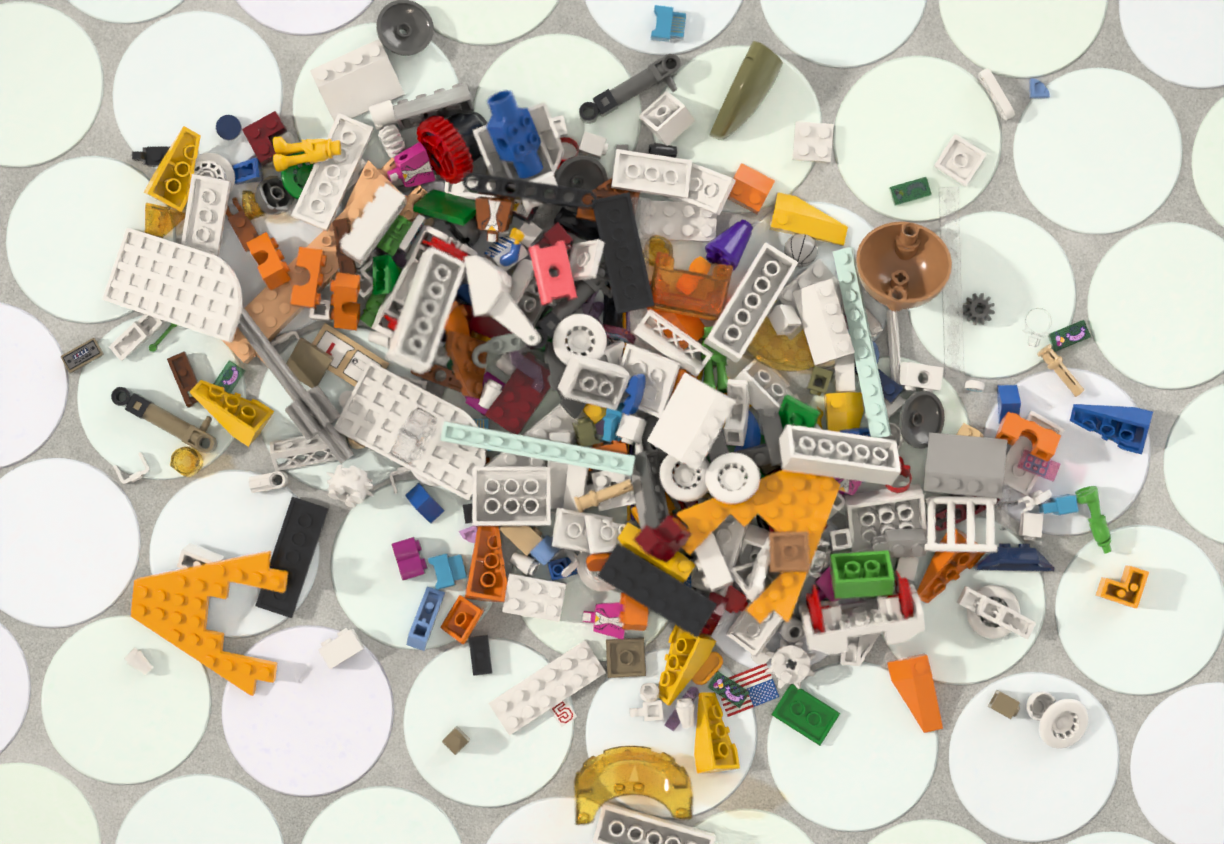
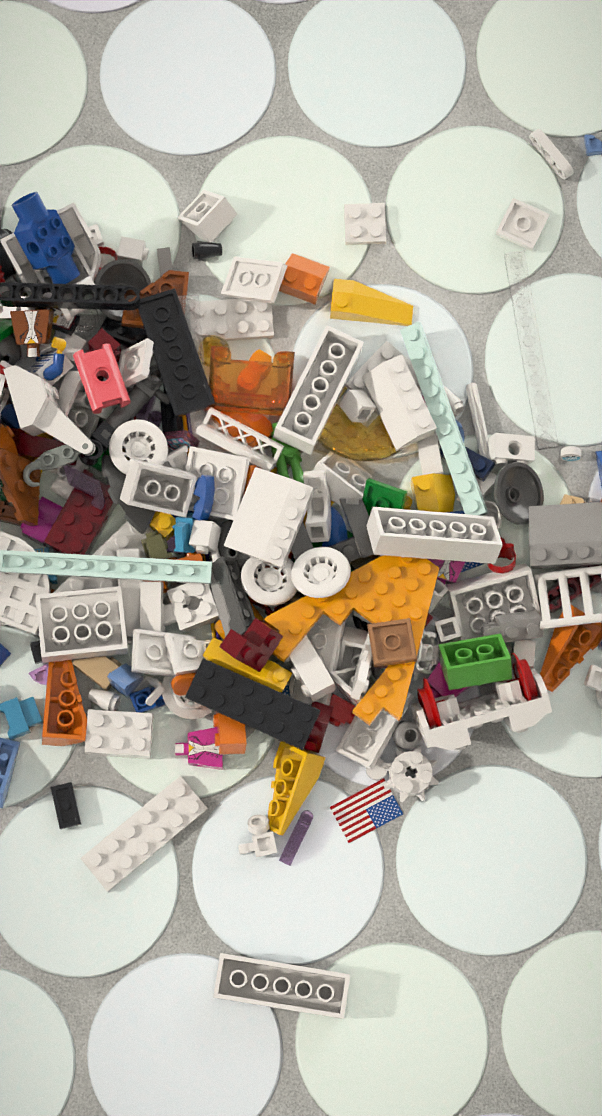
camera: 10 degrees left, 10 degrees down
(455, 740) = (47, 903): dark tan brick -> none
(462, 619) = (42, 768): orange slope -> none
(490, 393) = (47, 516): white cone -> none
(563, 713) = (164, 860): white sticker -> none
(594, 498) = (172, 614): tan pin -> none
(610, 99) = (144, 204): dark grey piece -> none
(625, 657) = (227, 790): dark tan tile -> none
(631, 772) = (247, 916): clear yellow windscreen -> none
(651, 174) = (197, 271): white plate -> none
(668, 24) = (198, 121): dark azure piece -> none
(685, 711) = (301, 839): white cone -> none
(708, 669) = (320, 791): light orange tile -> none
(712, 743) = (335, 875): yellow wedge -> none
(728, 689) = (346, 811): clear green tile -> none
(729, 245) = (289, 334): dark purple cone -> none
(748, 89) = (289, 174): olive panel -> none
(801, 249) = (368, 330): light grey piece -> none
(805, 714) = (434, 829): green tile -> none
(822, 374) = (405, 460): olive brick -> none
(858, 649) = (483, 745): white wing -> none
(901, 275) = (476, 332): medium nougat piece -> none
(910, 191) = (474, 262): clear green tile -> none
(916, 686) = (553, 784): orange wedge -> none
(972, 304) = (565, 366): dark grey gear -> none

